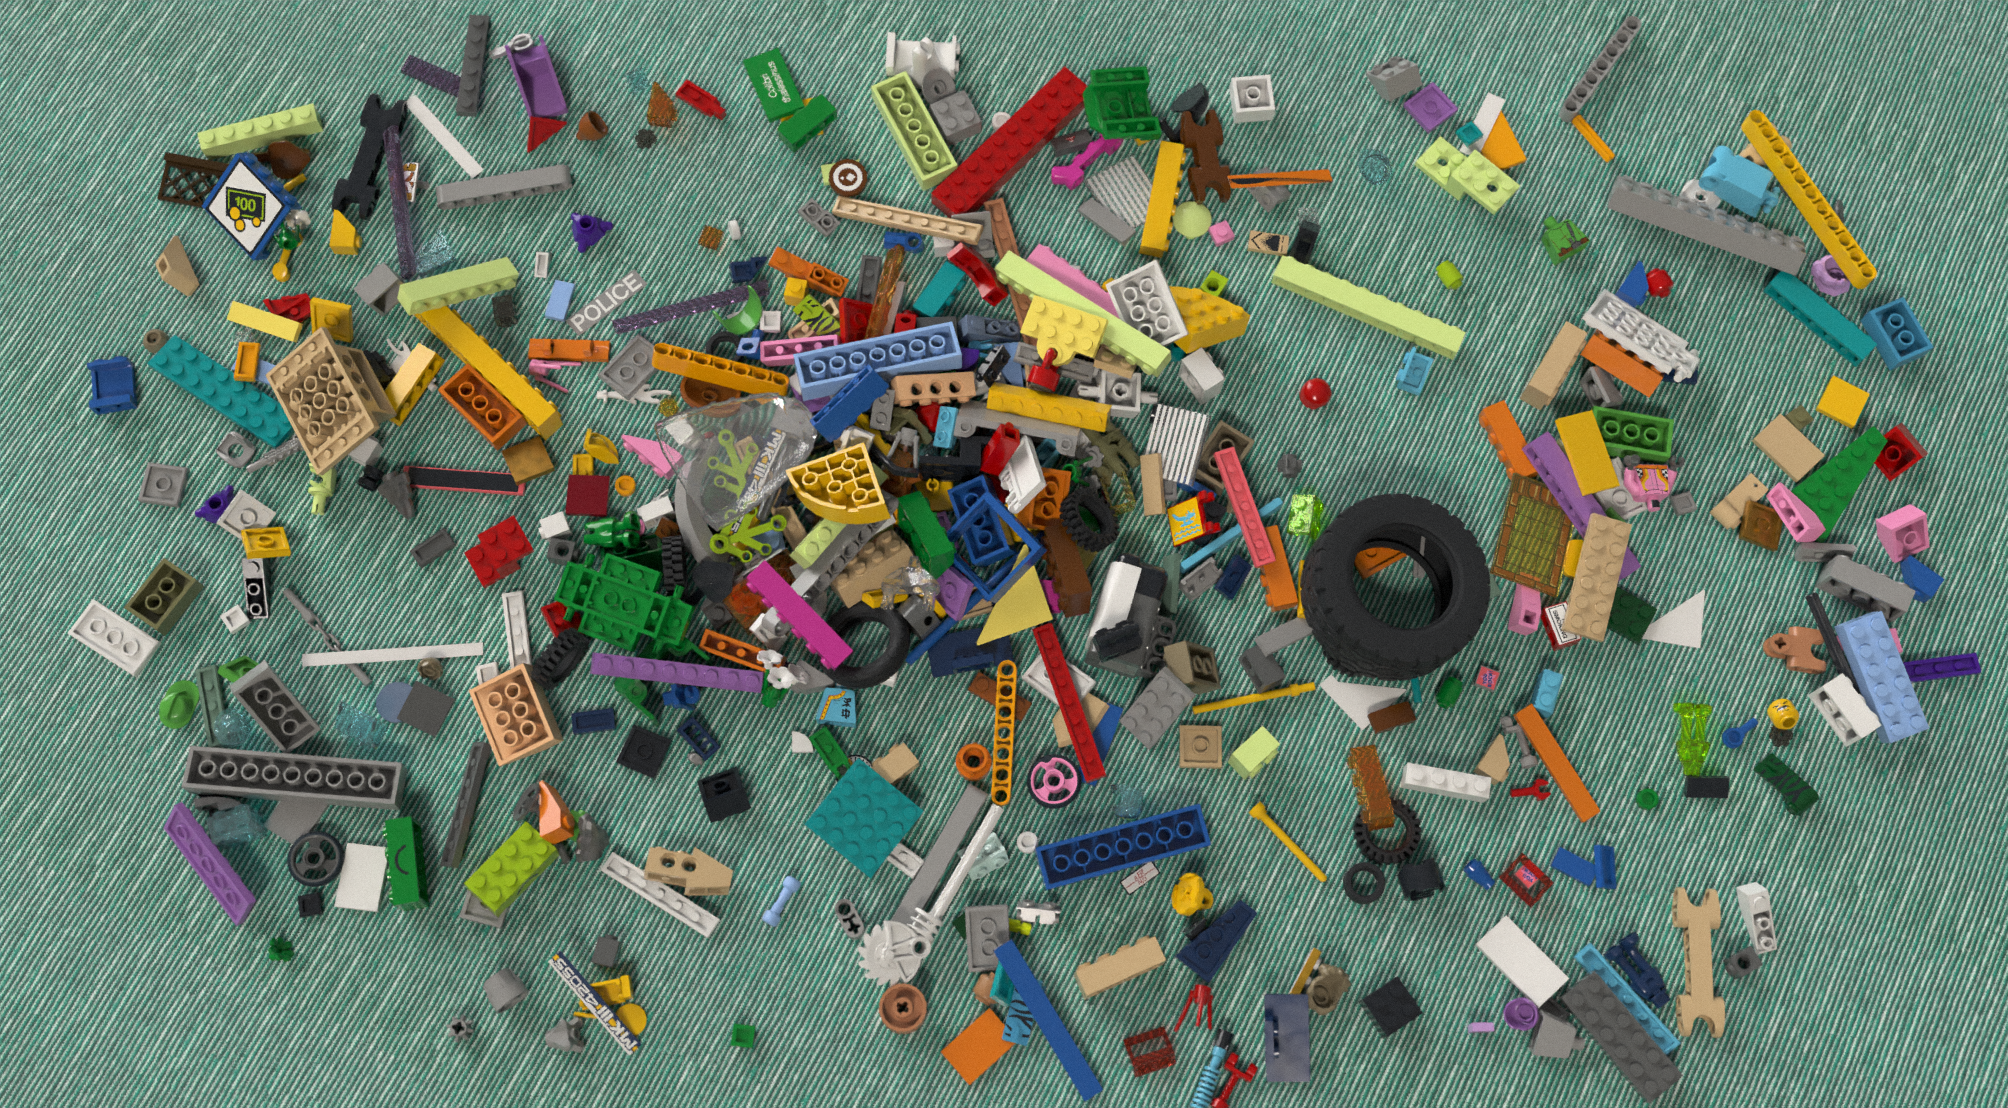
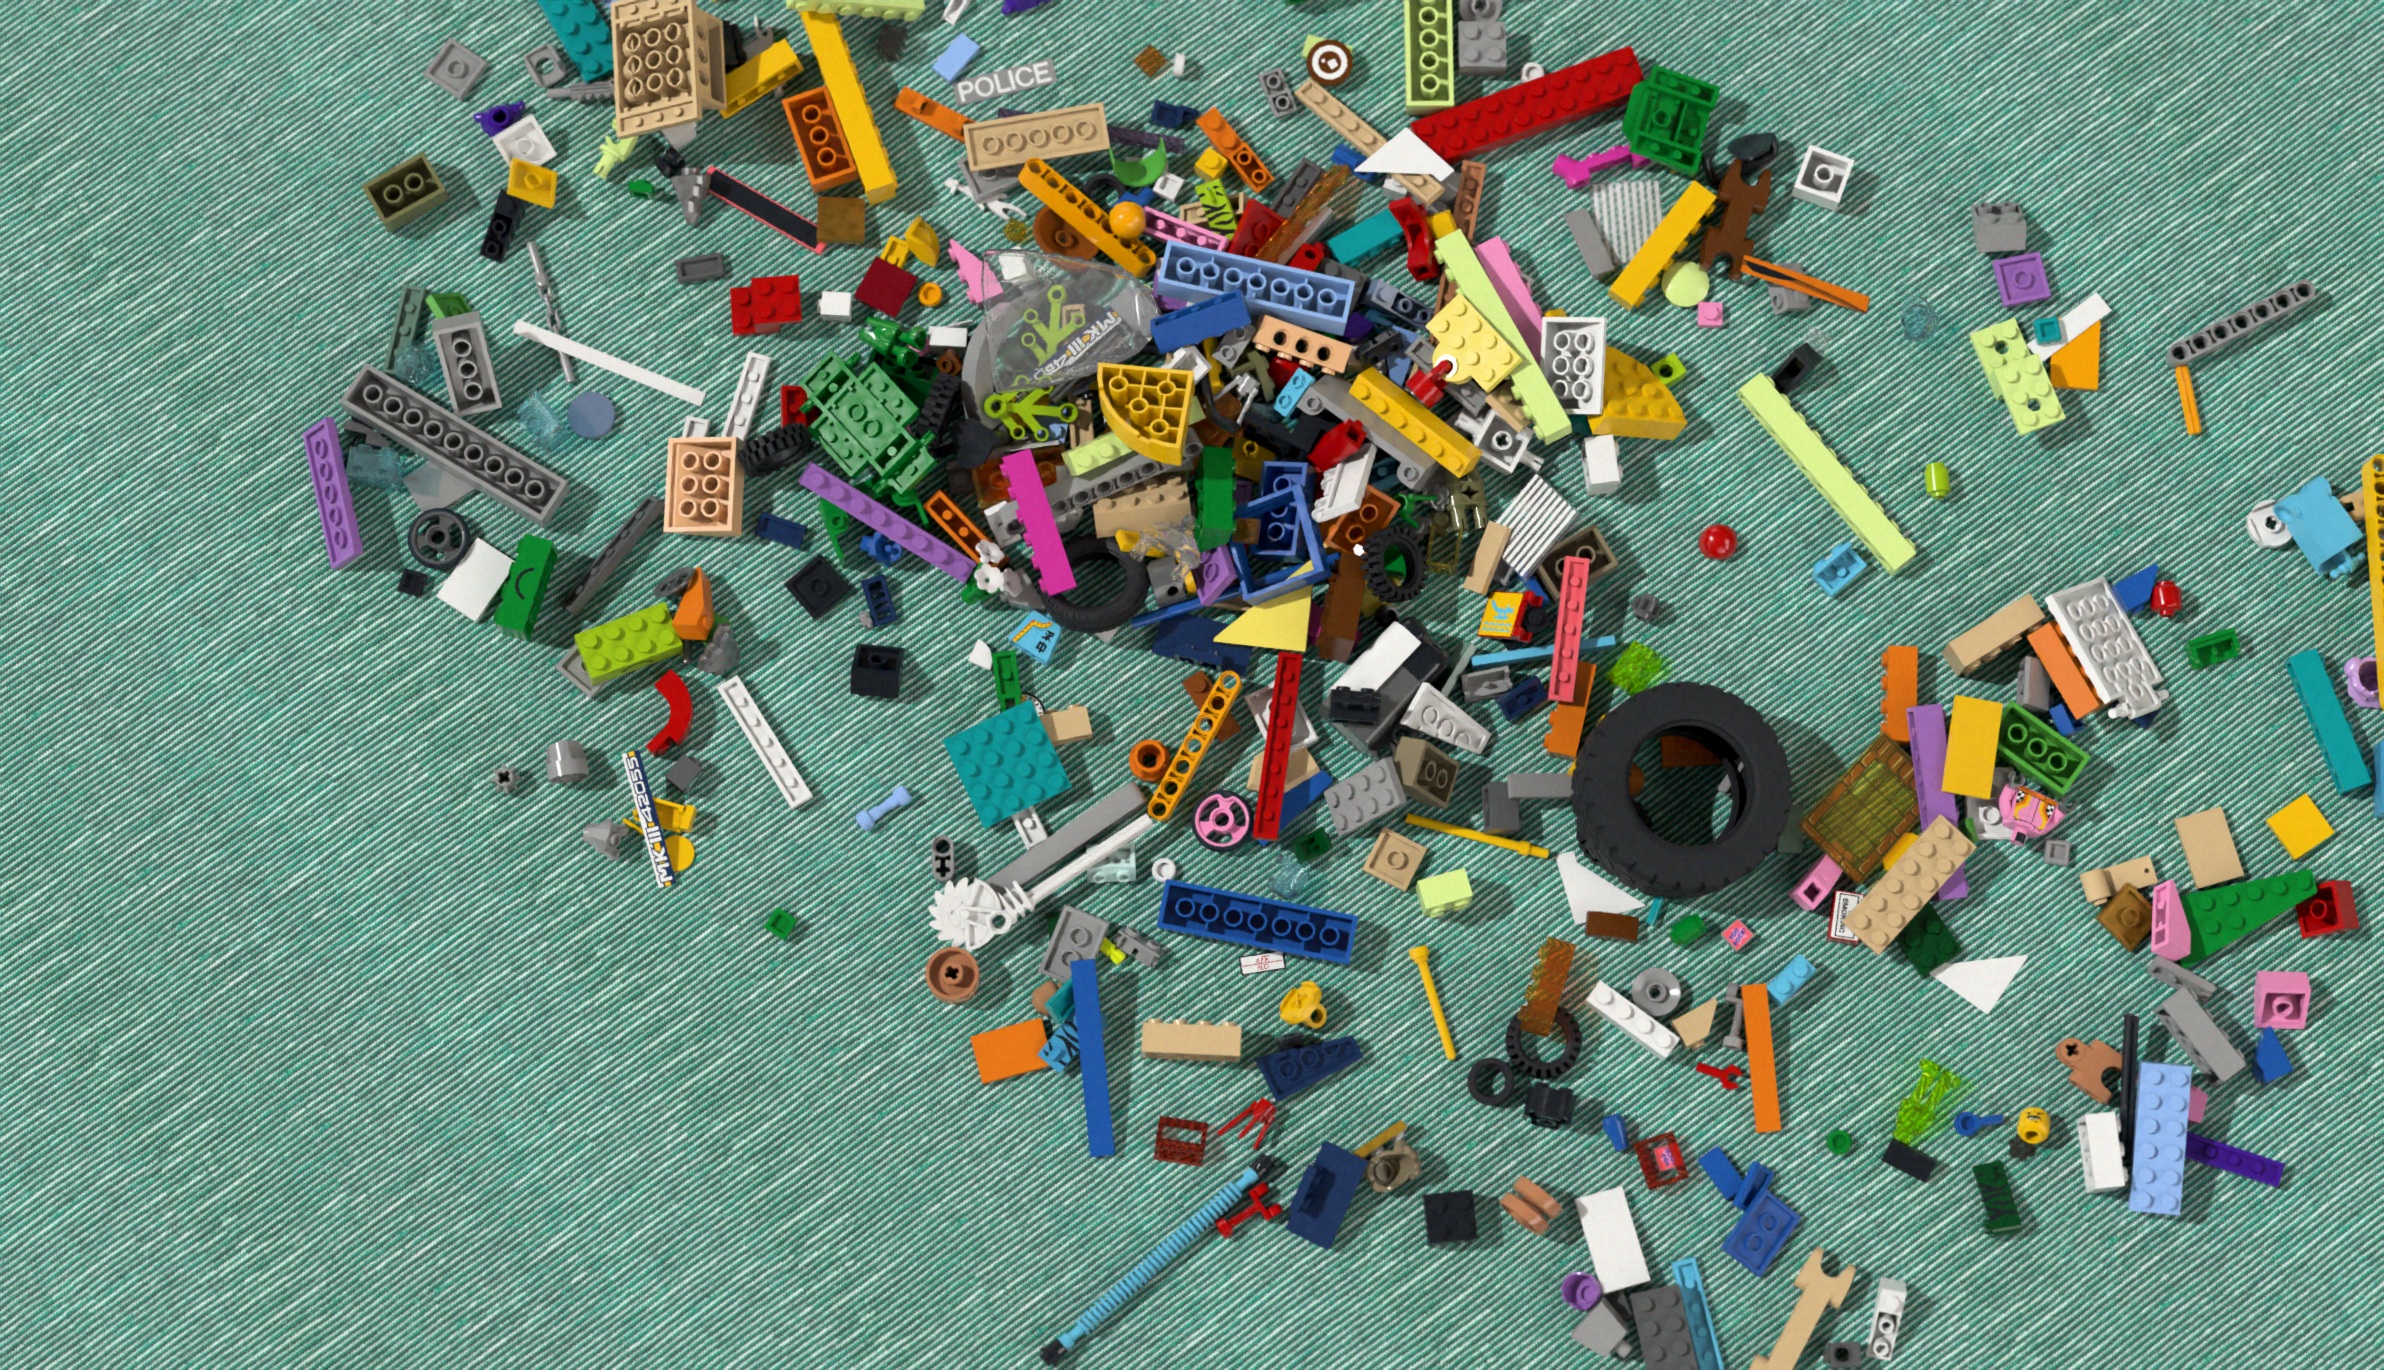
camera: 30 degrees right, 5 degrees up
(114, 638) = (337, 211): white tile -> none
(179, 704) = (372, 312): bright green piece -> none
(235, 619) = (466, 249): white plate -> none
(280, 950) = (363, 614): green plant -> none
(357, 509) = (641, 189): none -> green plate
(425, 708) = (616, 436): dark grey tile -> none
(430, 668) = (640, 395): dark tan plate -> none
(541, 368) = (902, 124): bright pink plant -> none
(557, 546) = (829, 327): dark grey brick -> none
(581, 903) = (681, 714): none -> red arch
(653, 325) = (1037, 135): none -> tan plate
(707, 879) = (819, 748): tan brick -> none
(753, 357) = (1127, 220): none -> light orange hair
(940, 215) = (1406, 155): none -> white sticker
(964, 547) = (1246, 531): none -> clear orange tile
(992, 254) = (1441, 223): none -> yellow tile
(1071, 143) = (1596, 134): dark grey slope -> none
(1099, 563) = (1386, 615): none -> black tile
(1132, 766) = (1311, 846): none -> dark green bracket
(1185, 620) = (1440, 718): none -> white wing
(1268, 243) = (1755, 350): tan tile -> none
(1448, 966) = (1531, 1207): none -> nougat wheel
(1458, 744) = (1657, 979): none -> light grey dish
(1482, 1027) = (1532, 1284): lavender tile -> none
(1563, 239) = (2086, 499): bright green torso -> none
(1629, 898) = (1760, 1232): none -> blue tile
(1638, 402) = (2065, 720): none -> blue piece
(1649, 982) = (1735, 1326): dark blue piece -> none
(1707, 224) = (2254, 558): light grey brick -> none
(1710, 303) = (2212, 648): none -> green hinge
(1799, 417) = (2240, 821): olive plate -> none

